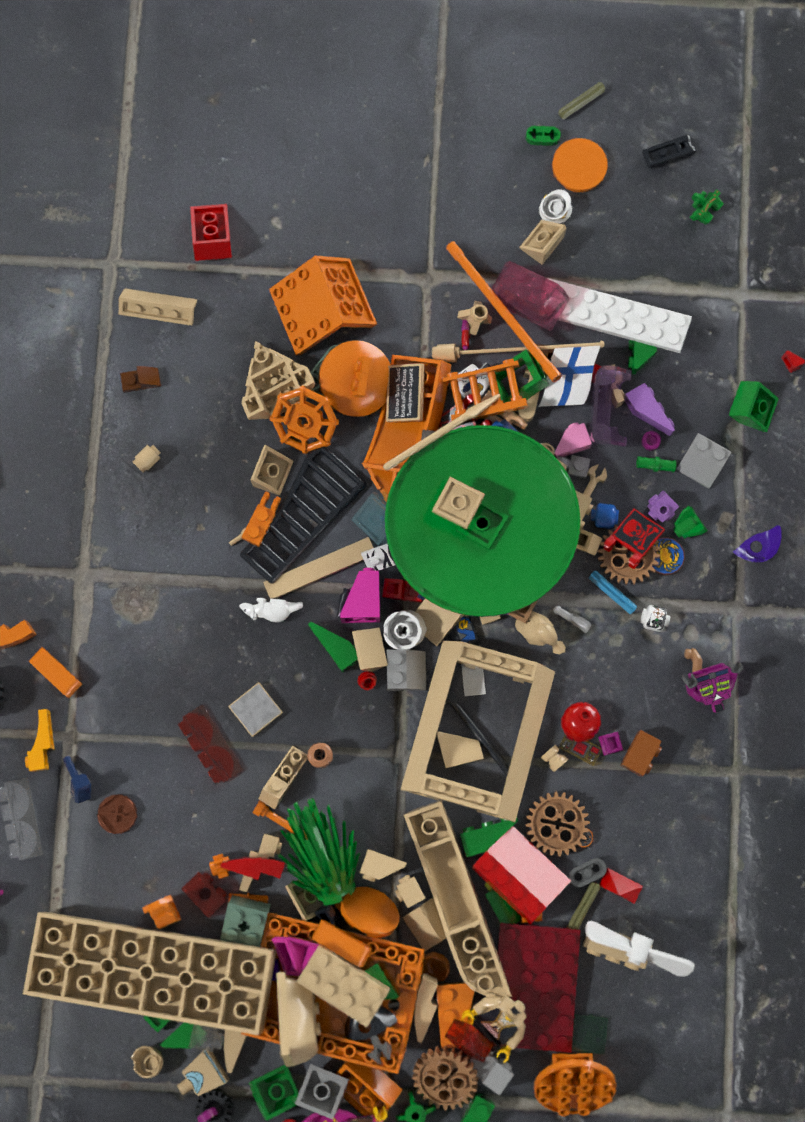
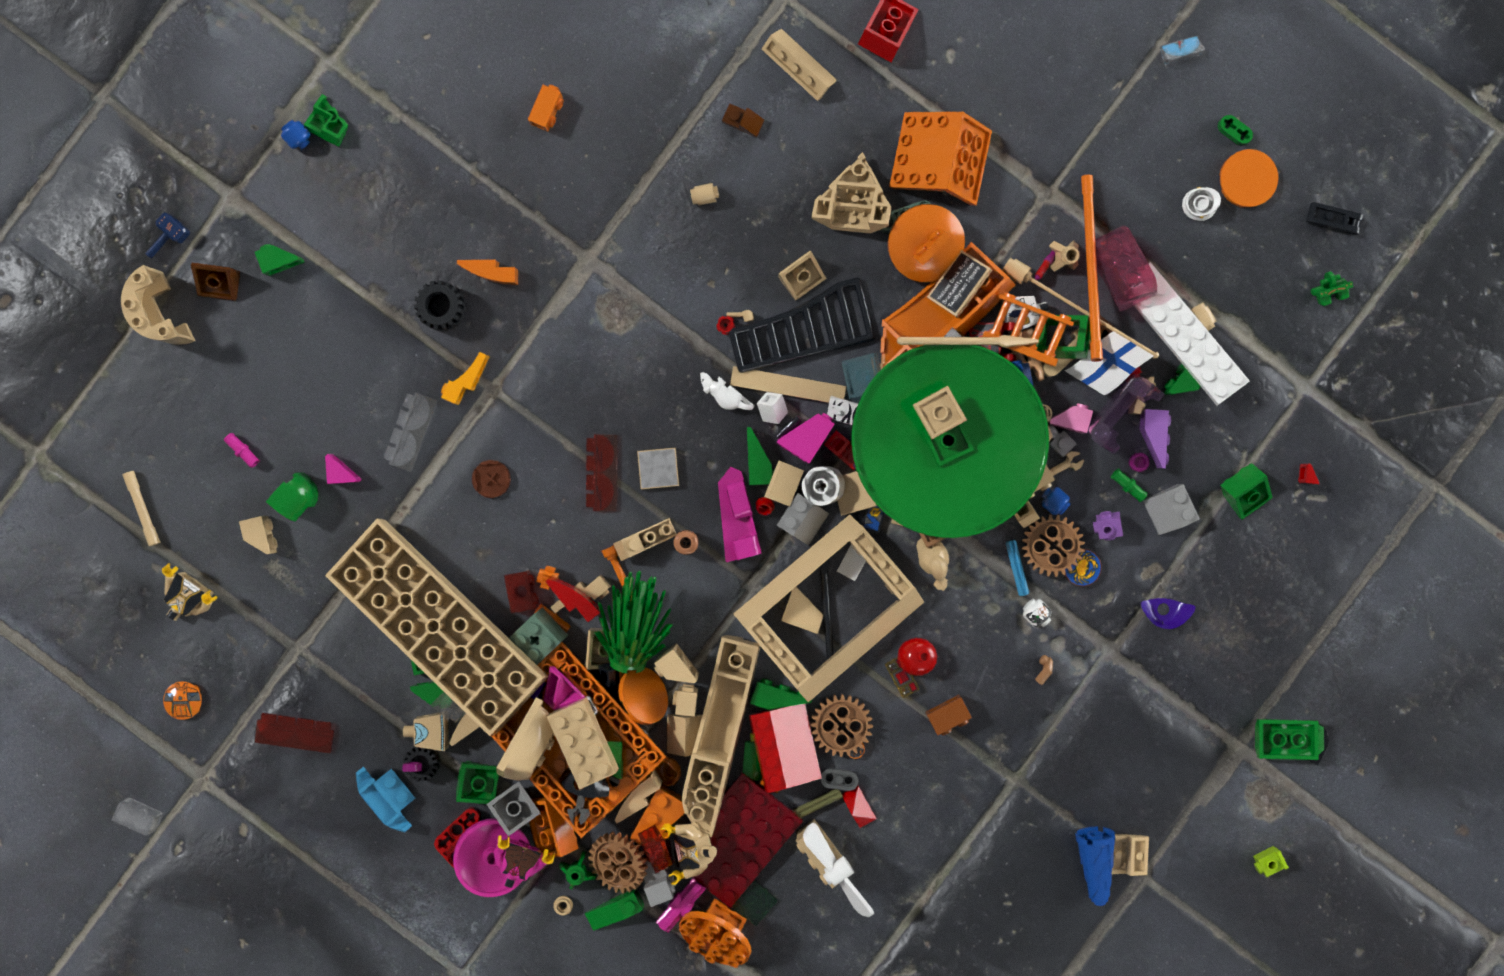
camera: 40 degrees right, 10 degrees up
(55, 672) = (513, 328): orange beam -> none
(79, 785) = (475, 436): dark blue piece -> none
(147, 1061) = (392, 692): tan hair -> none
(163, 912) = (478, 584): orange piece -> none
(229, 552) = (720, 325): none -> red plate
(260, 520) = (765, 313): orange hinge -> none
(311, 413) = (868, 249): orange plate -> none
(318, 594) = (772, 407): none -> white panel
(342, 943) = (603, 708): orange beam -> none
(351, 708) = (736, 516): none -> dark pink panel
(458, 102) = (1181, 50): none -> slope
(525, 1080) = (680, 905): none -> dark pink piece
(543, 240) = (1170, 225): tan slope -> none
(556, 760) = (875, 671): tan wheel -> none
(579, 622) = (971, 573): light grey piece -> none
(581, 100) = (1291, 120): olive axle -> none
(610, 743) = (929, 690): magenta tile -> none
(620, 290) = (1204, 315): none -> tan brick
(636, 534) = (1071, 535): flag -> none
(689, 524) = (1120, 555): green brick -> none
(713, 684) = (1047, 699): torso -> none

